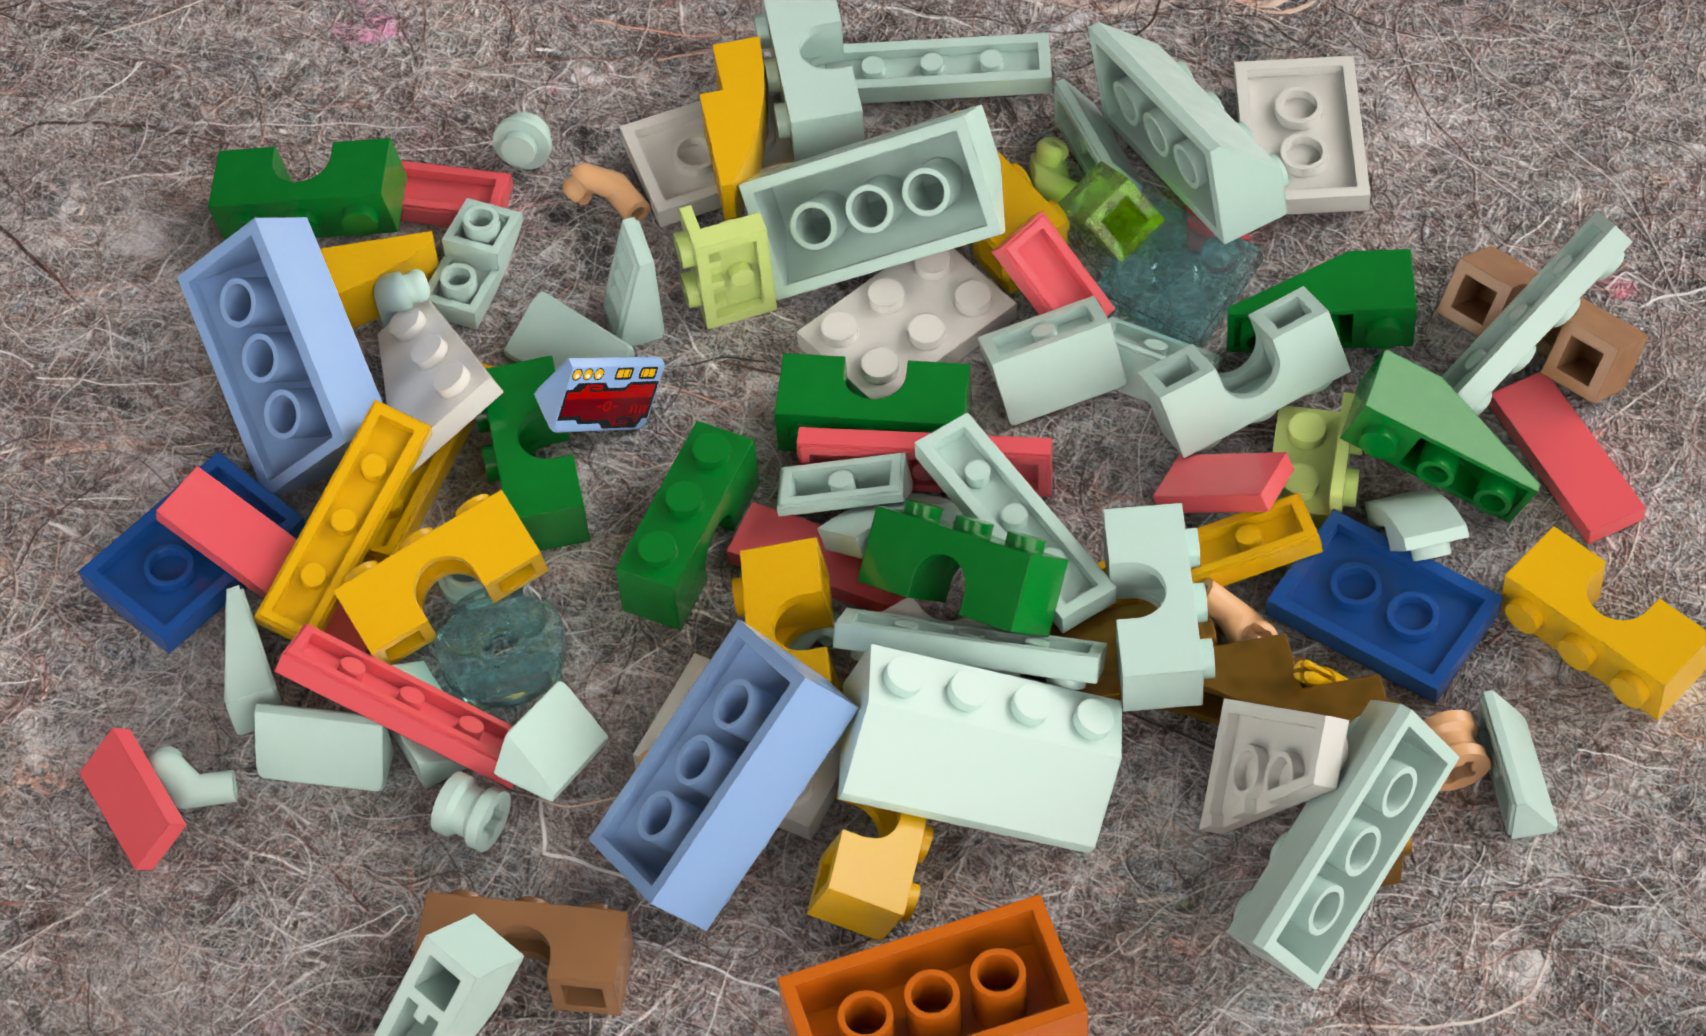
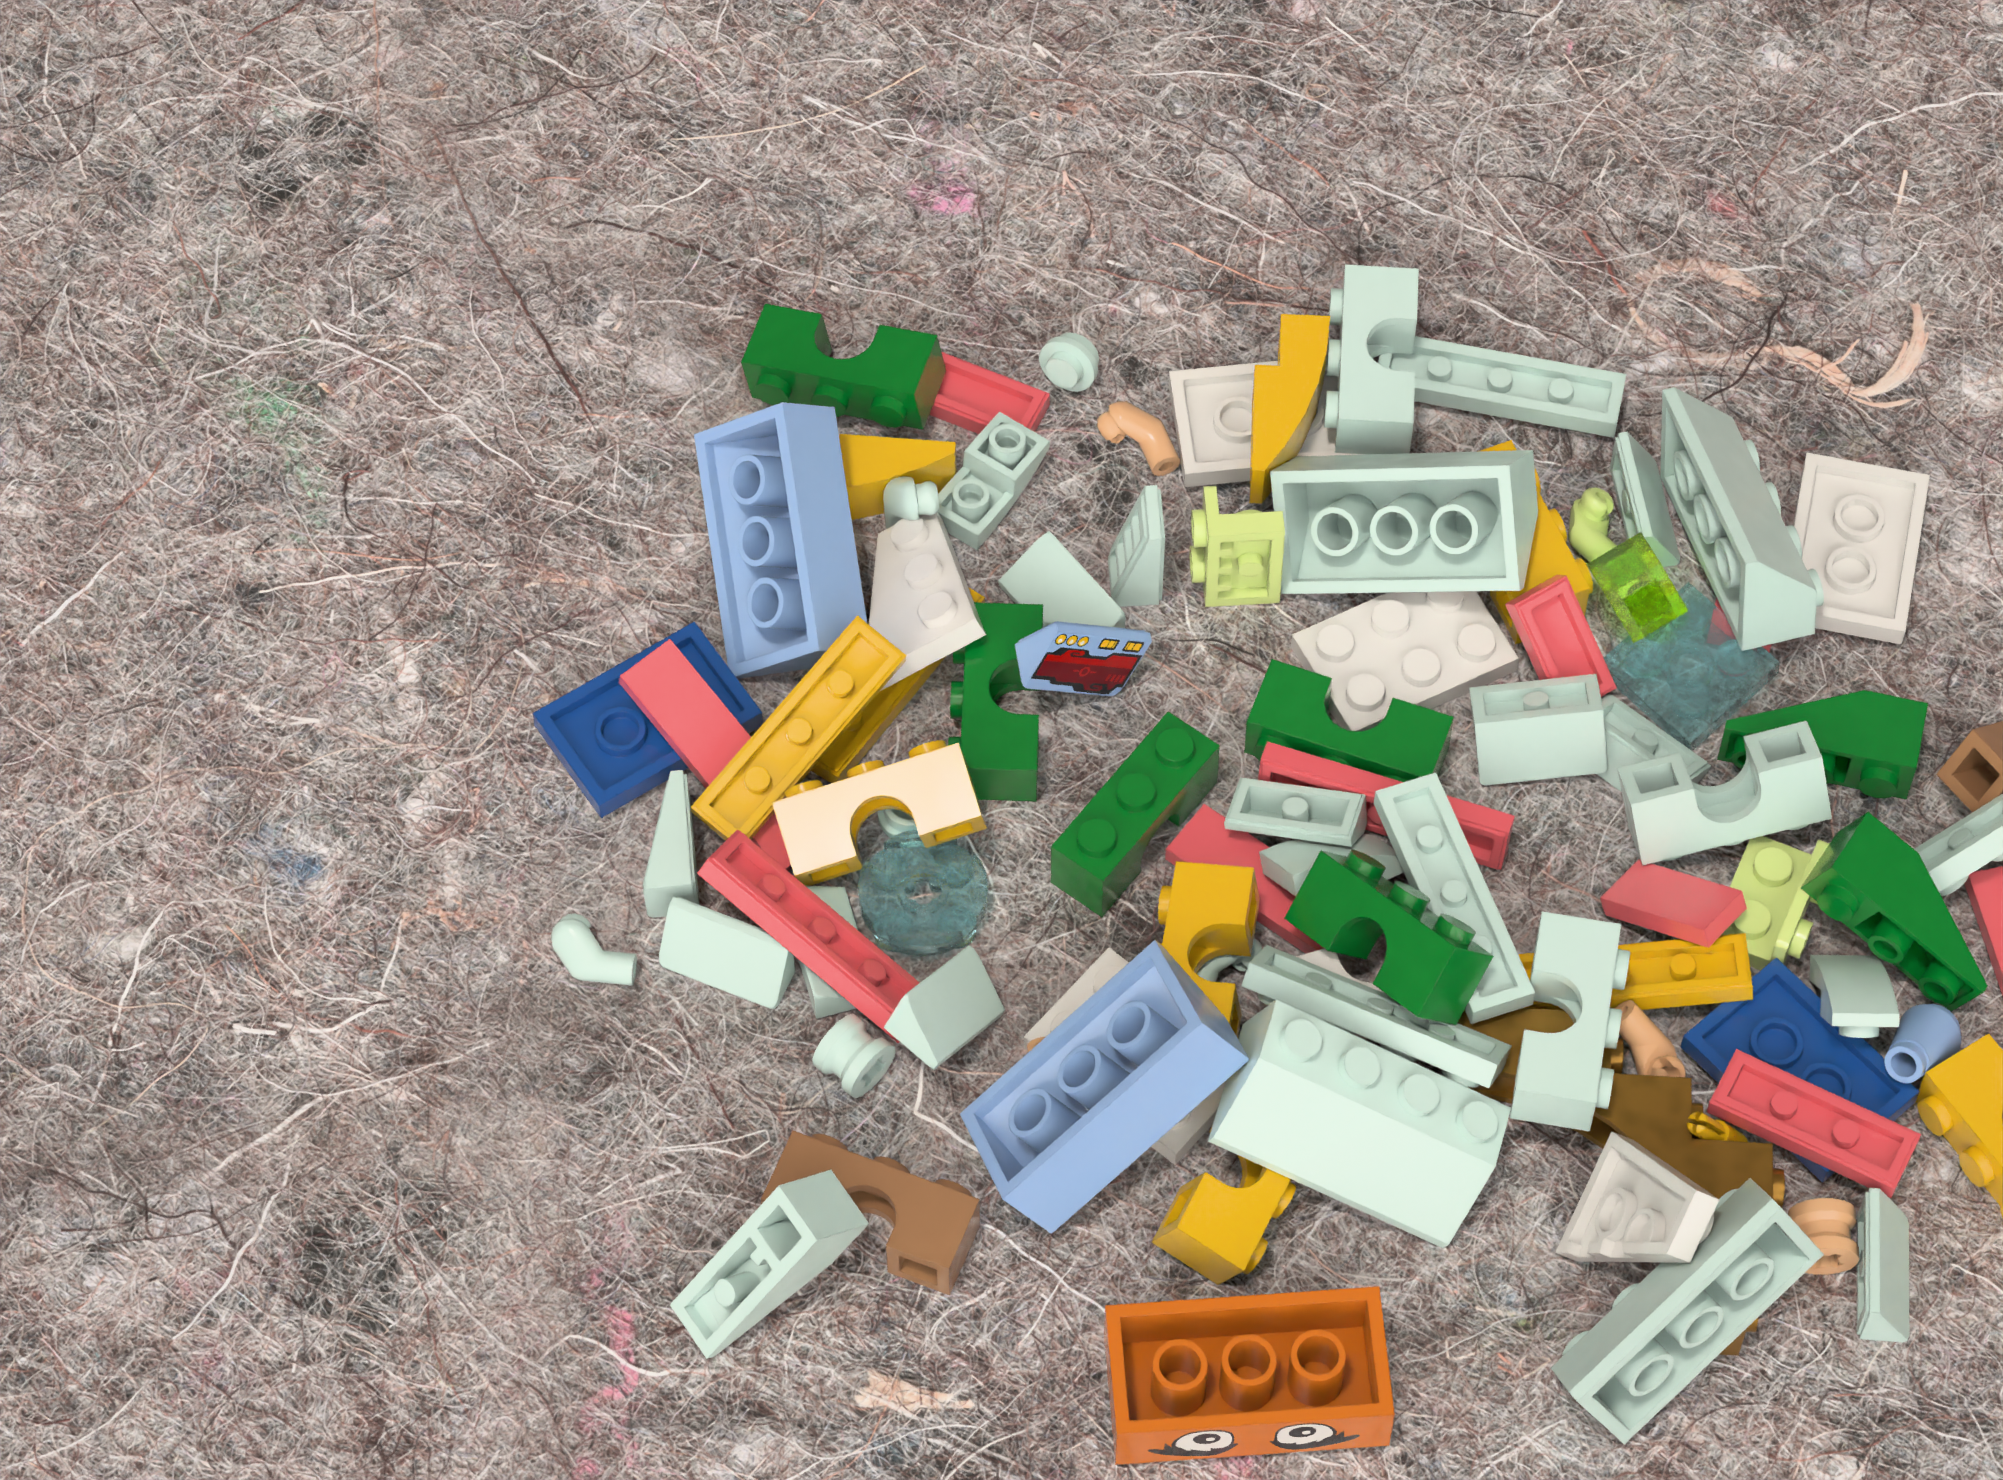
camera: 10 degrees right, 5 degrees up
(132, 799) = (533, 960): coral tile -> none
(1412, 647) = (1813, 1123): none -> coral tile
(1492, 550) = (1922, 1041): none -> light blue cone

